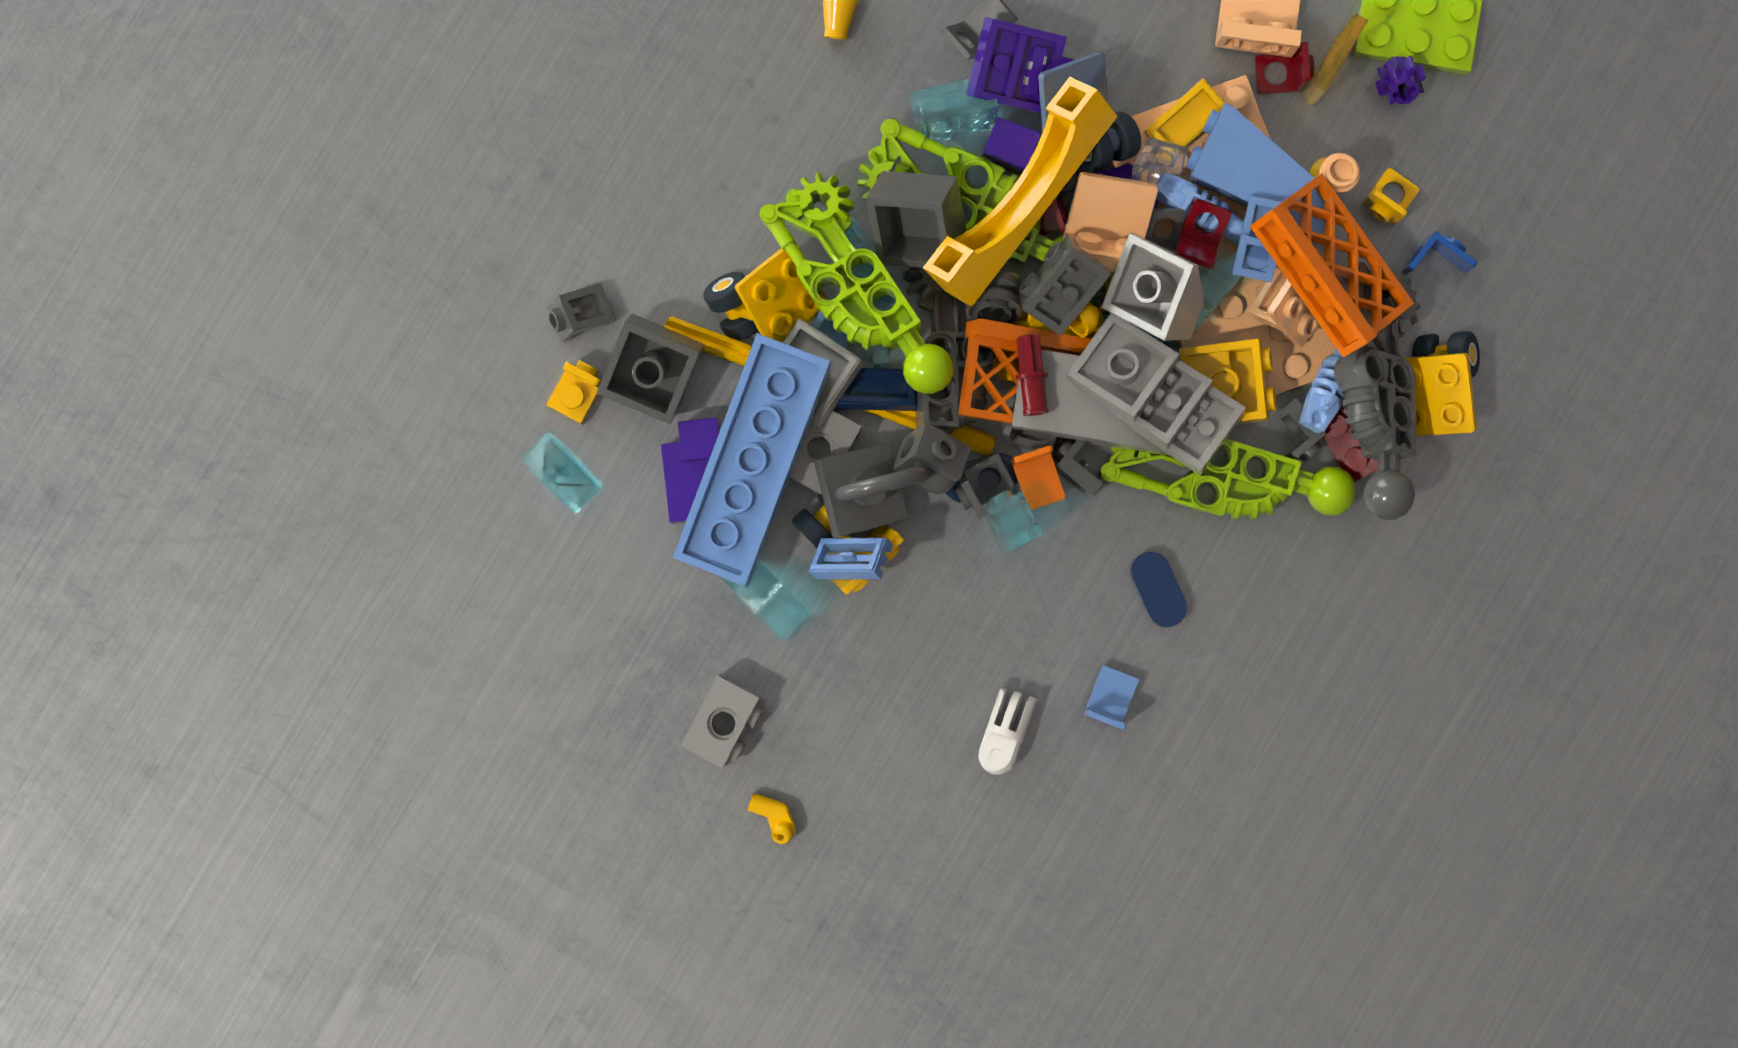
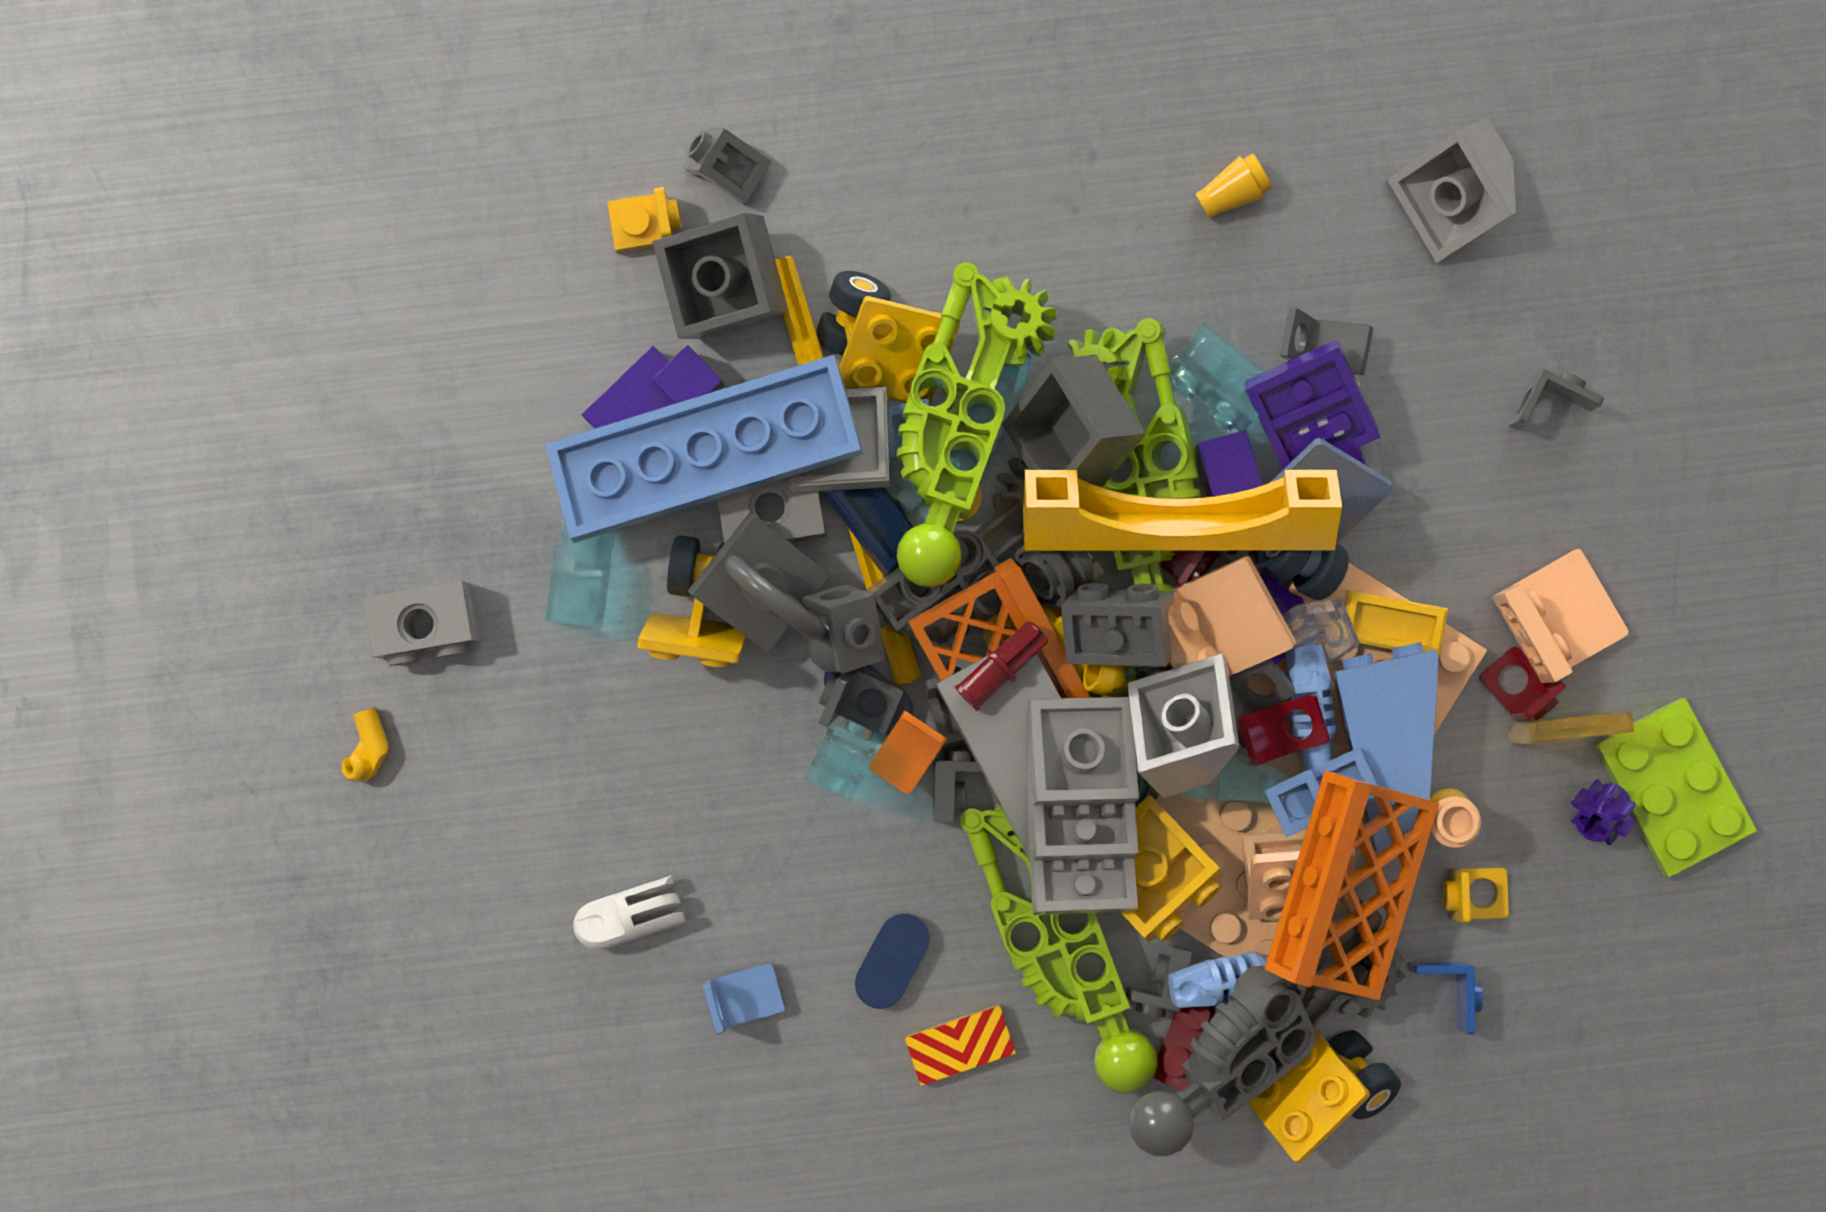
camera: 55 degrees right, 0 degrees up
(560, 472) = (550, 268): clear light blue slope -> none
(847, 564) = (668, 625): medium blue tile -> none
(1242, 587) = (959, 1044): none -> tile

